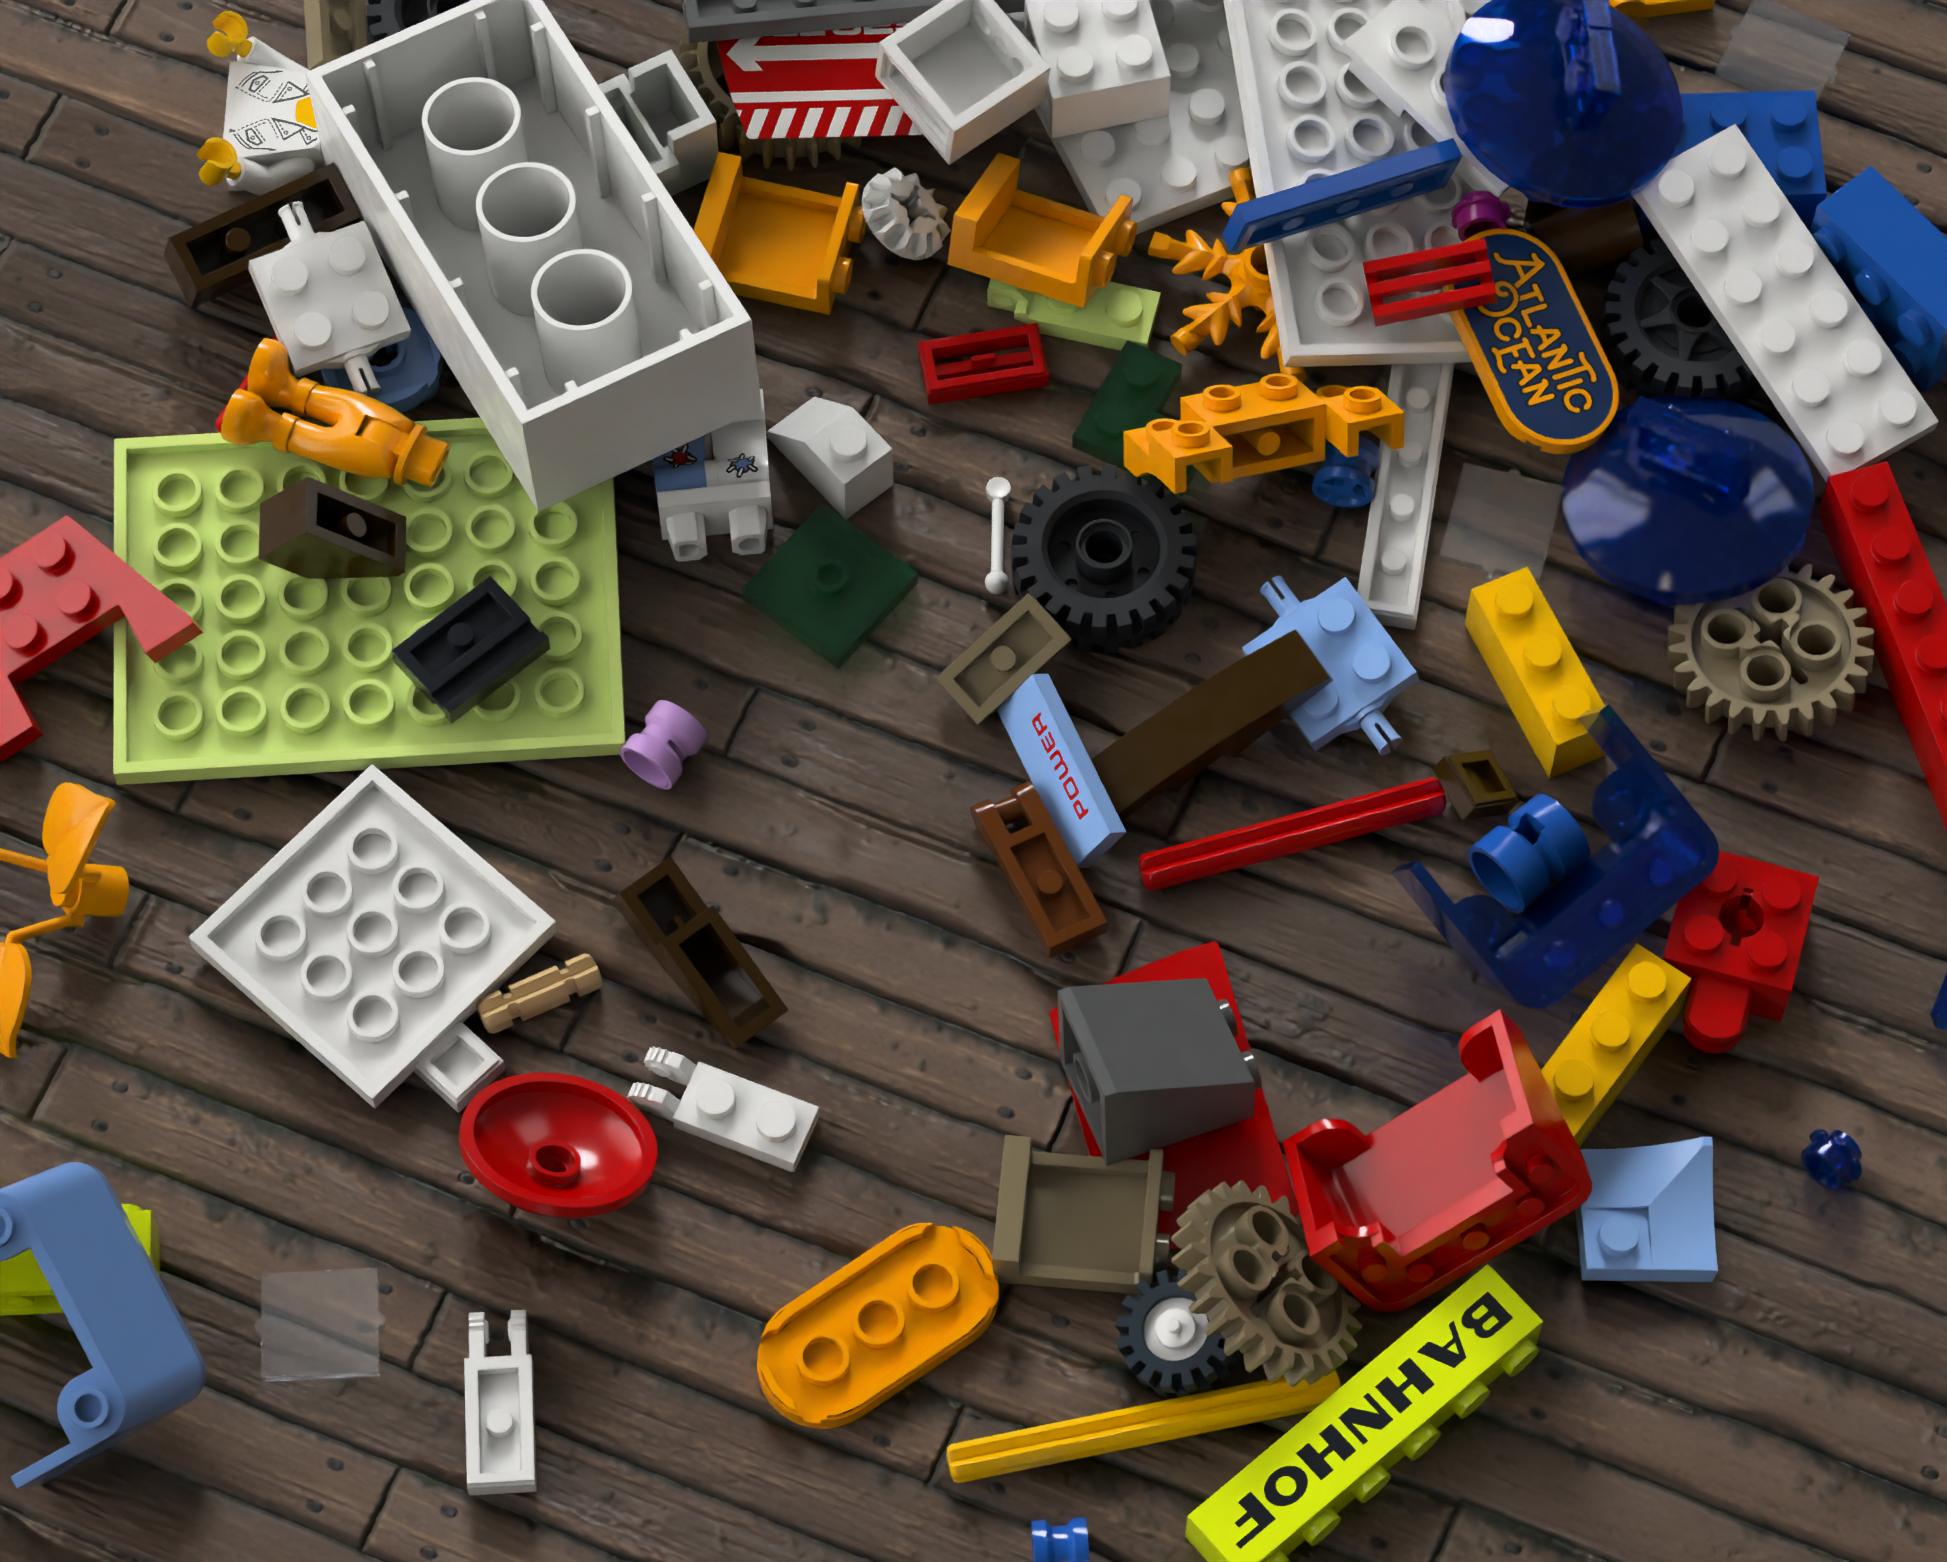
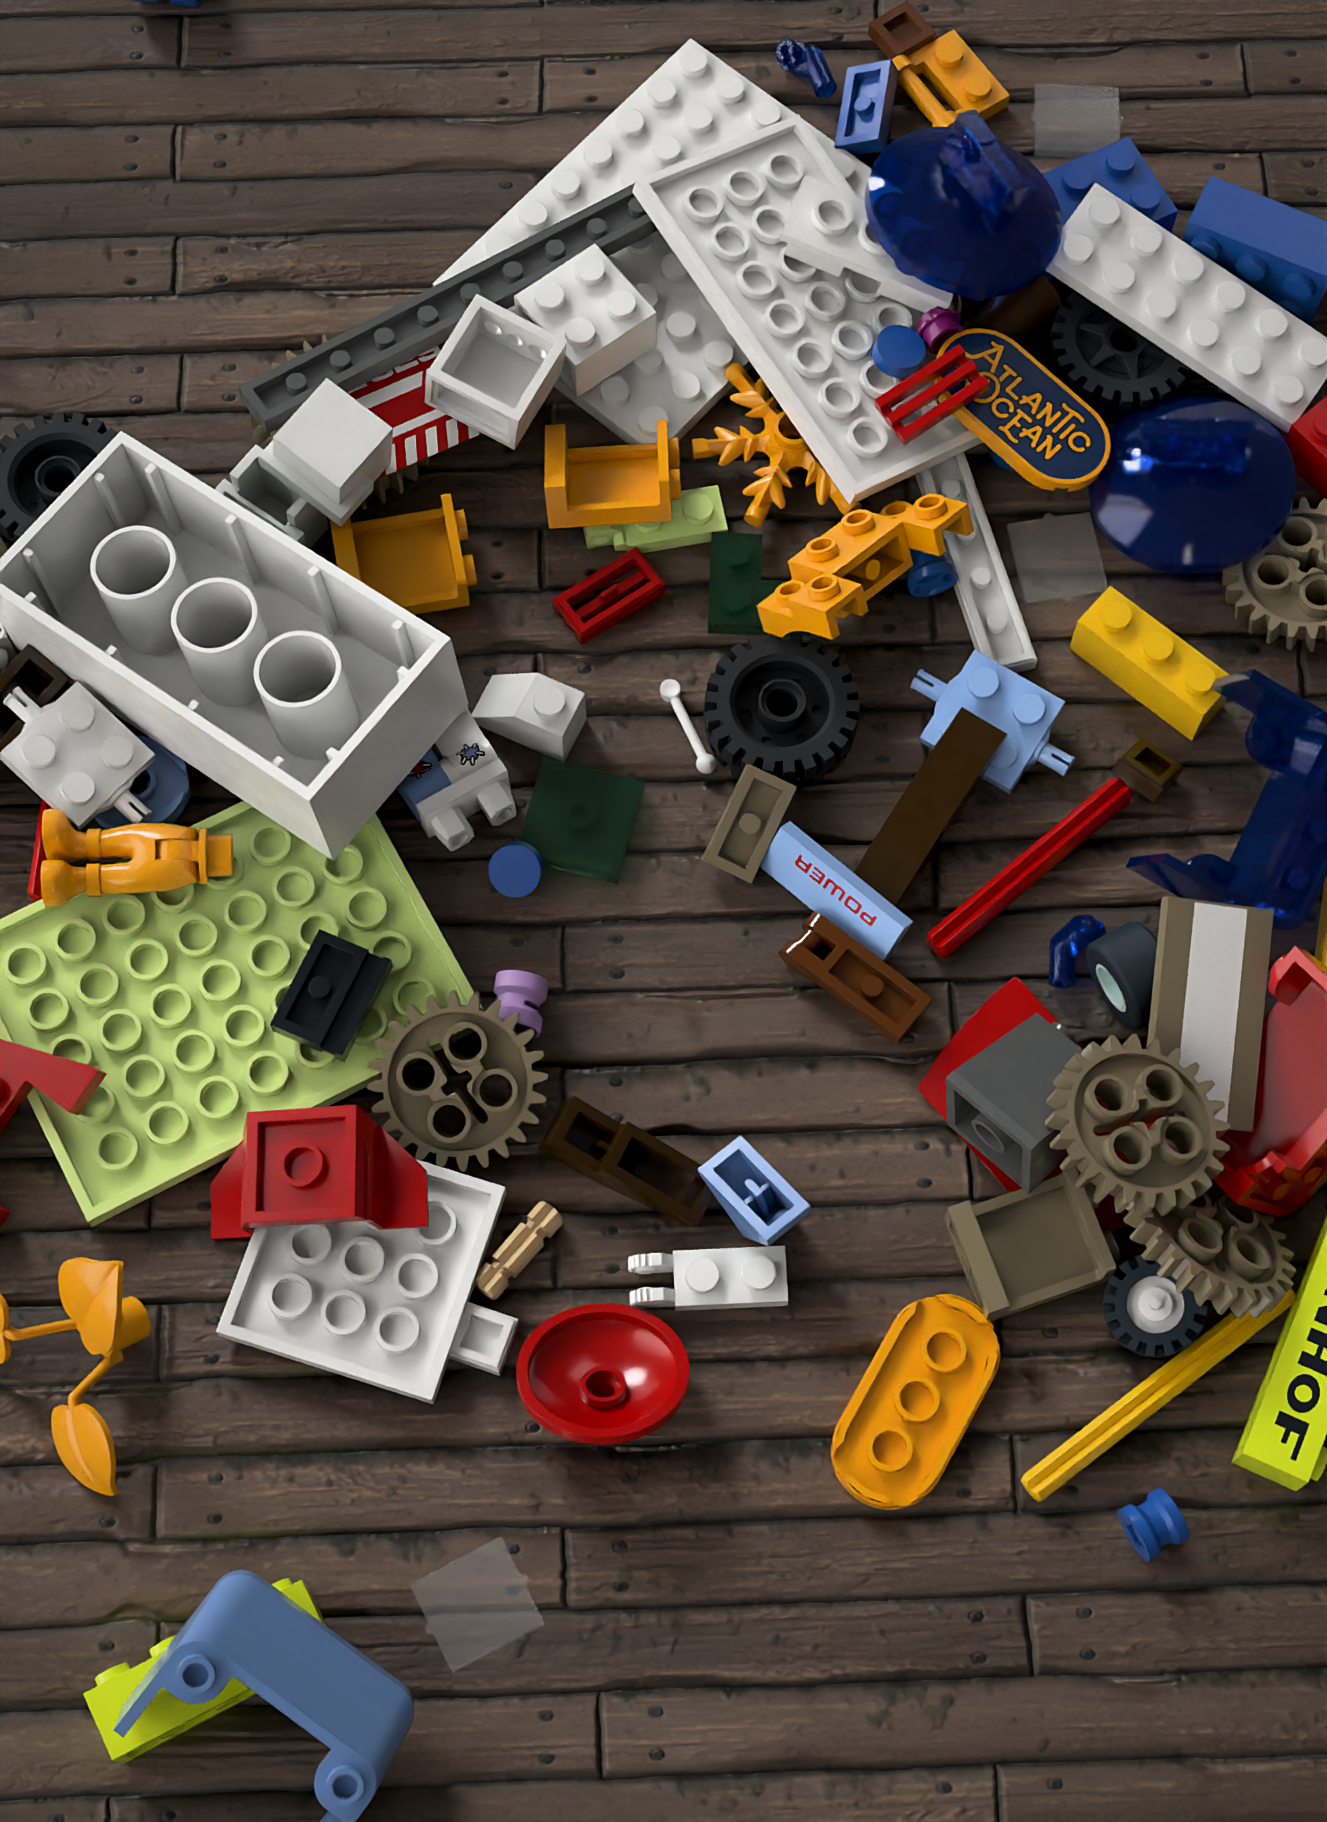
camera: 25 degrees left, 5 degrees up
(330, 534) = (172, 948): dark brown slope -> none
(370, 816) = (317, 1170): none -> red piece
(500, 1411) = (660, 1611): white hinge -> none
(504, 804) = (415, 1107): none -> dark tan gear
(733, 606) = (516, 869): none -> blue tile
(741, 87) = (330, 452): none -> white plate
(808, 1031) = (753, 1192): none -> medium blue slope
(889, 219) = (485, 511): white gear -> none
(1235, 1123) = (1154, 1171): none -> dark tan gear
(1286, 931) = (1067, 944): none -> clear blue arm
(1336, 986) = (1124, 971): none -> black wheel
(1341, 195) = (835, 354): blue tile -> none
(1383, 1052) = (1213, 997): none -> tile
(1421, 221) = (898, 351): none -> blue tile
(1535, 848) = (1218, 806): blue wheel -> none

